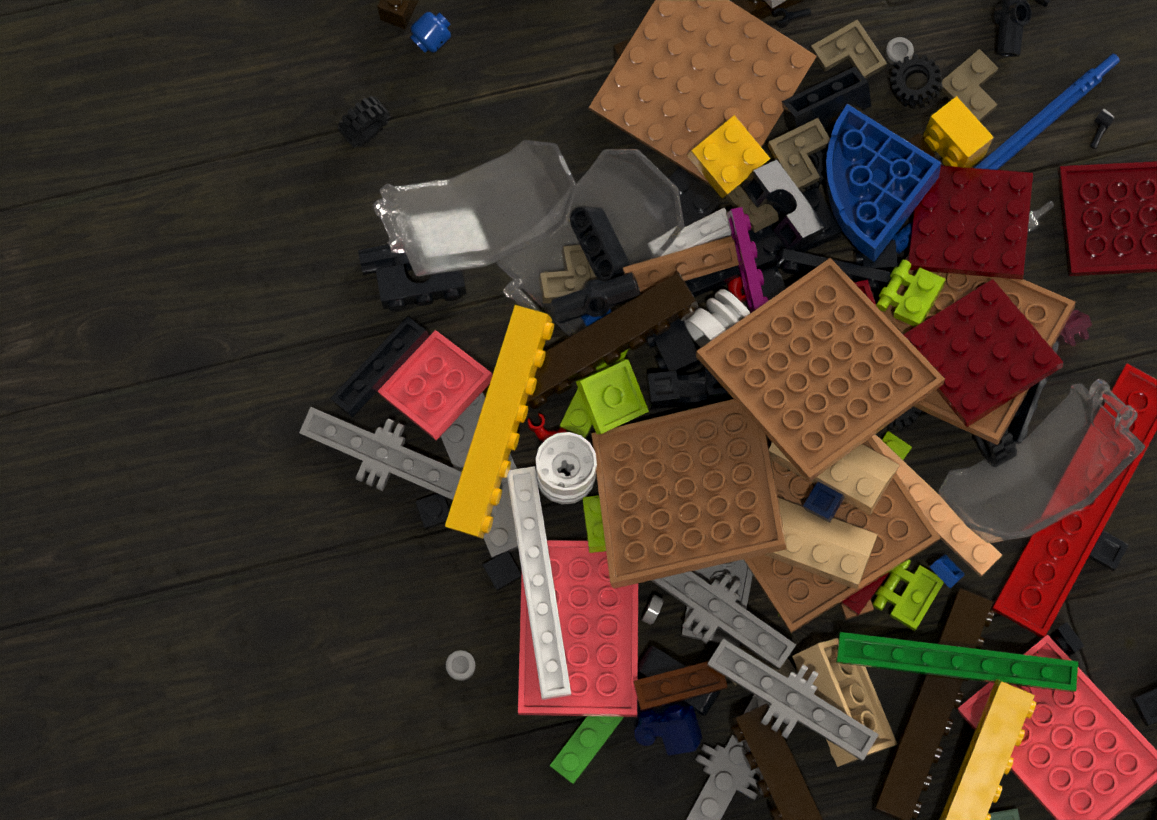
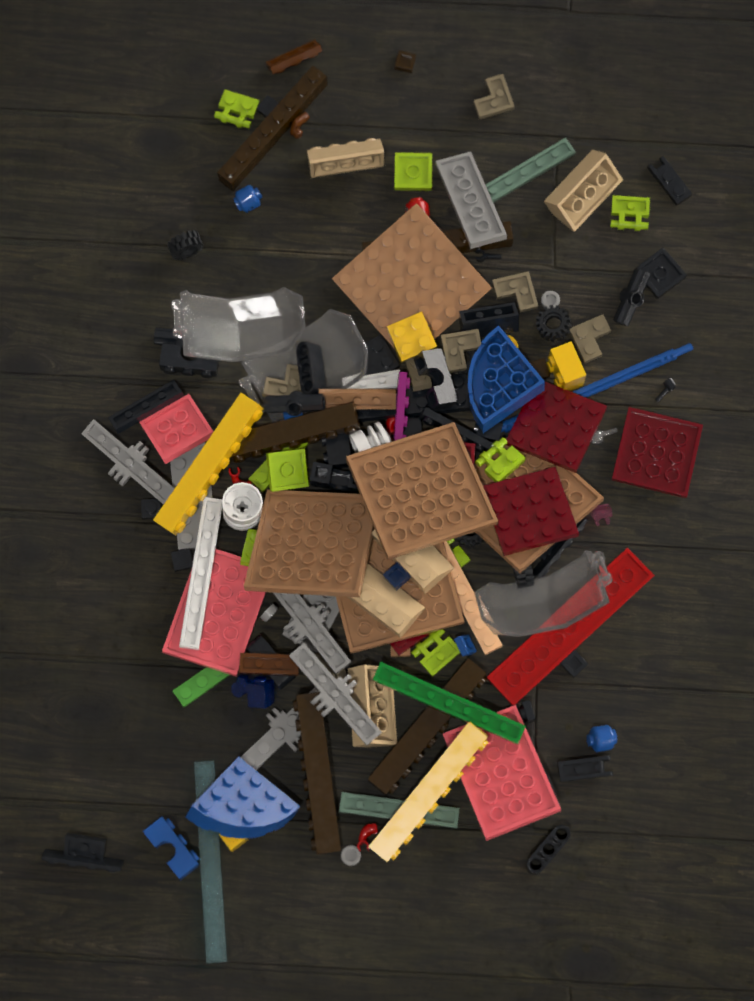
camera: 15 degrees right, 0 degrees up
(460, 665) = (136, 611): light grey tile -> none

